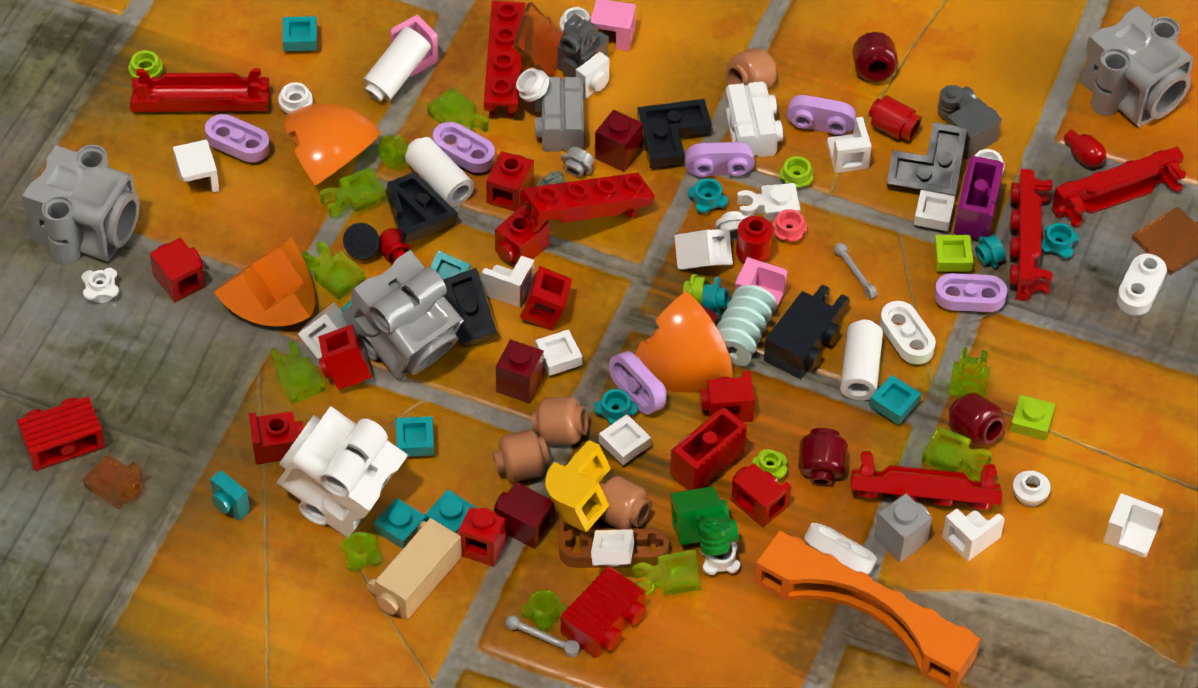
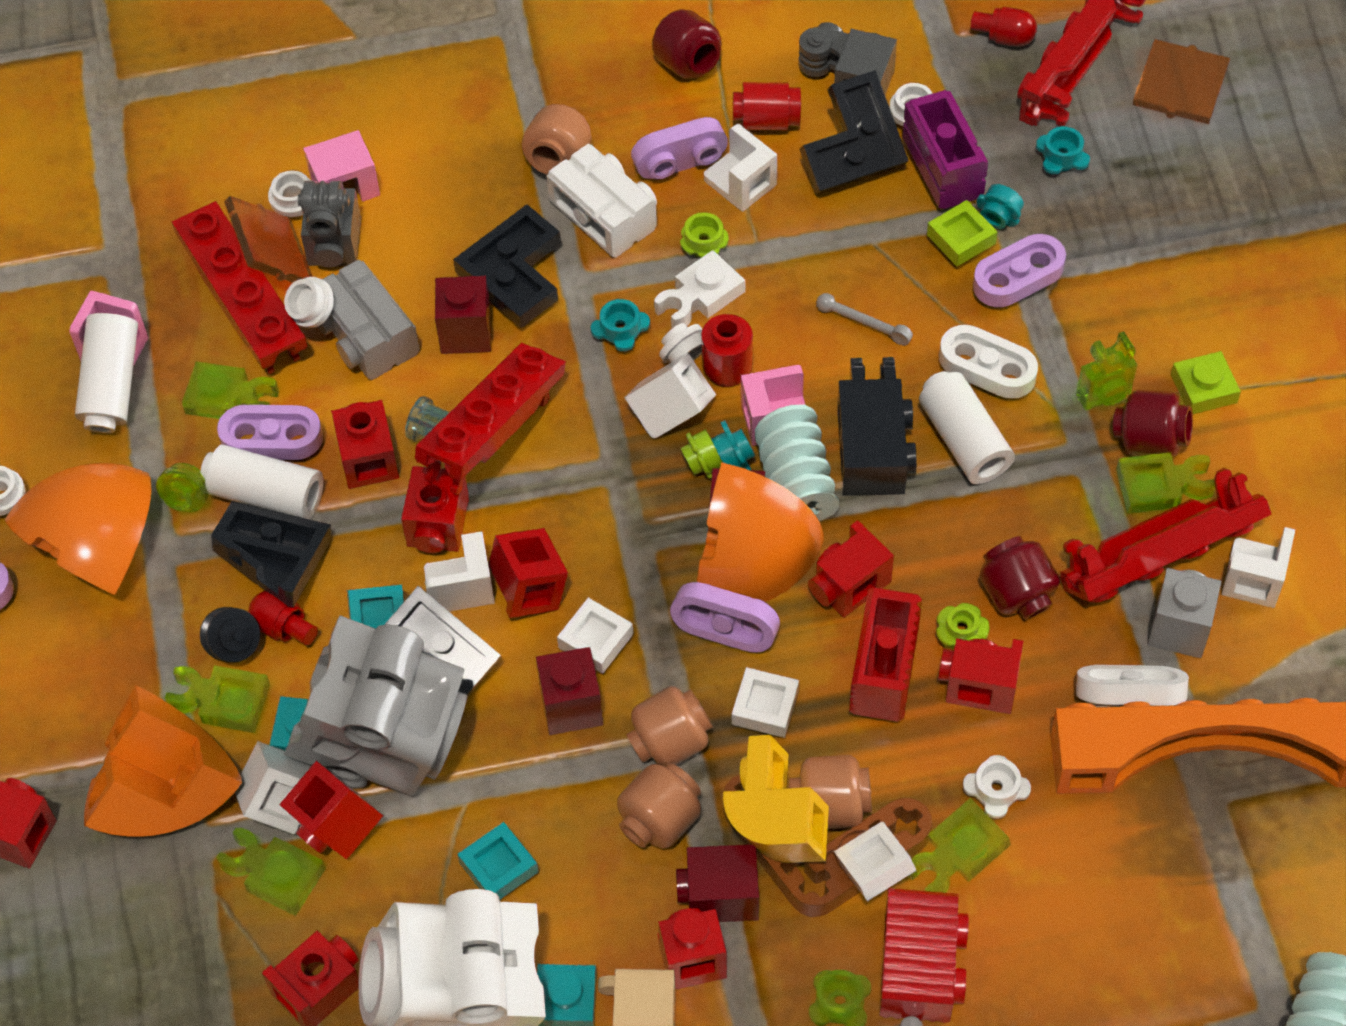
camera: 30 degrees left, 5 degrees up
(355, 190) = (172, 568): clear neon green plate -> none
(449, 510) = (622, 940): teal plate -> none
(577, 162) = (429, 371): light grey plate -> none
(594, 74) = (368, 243): white plate -> none
(612, 399) = (719, 651): teal plate -> none
(703, 518) = (945, 746): green brick -> none
(719, 159) = (602, 270): lavender plate -> none
(789, 225) = (748, 297): coral plate -> none
(895, 399) = (1041, 454): teal plate -> none
(934, 210) = (899, 193): white plate -> none
(1027, 243) = (1029, 163): red piece -> none
(1027, 495) = (1276, 483): white plate -> none
(1144, 282) = (1190, 141): white plate -> none

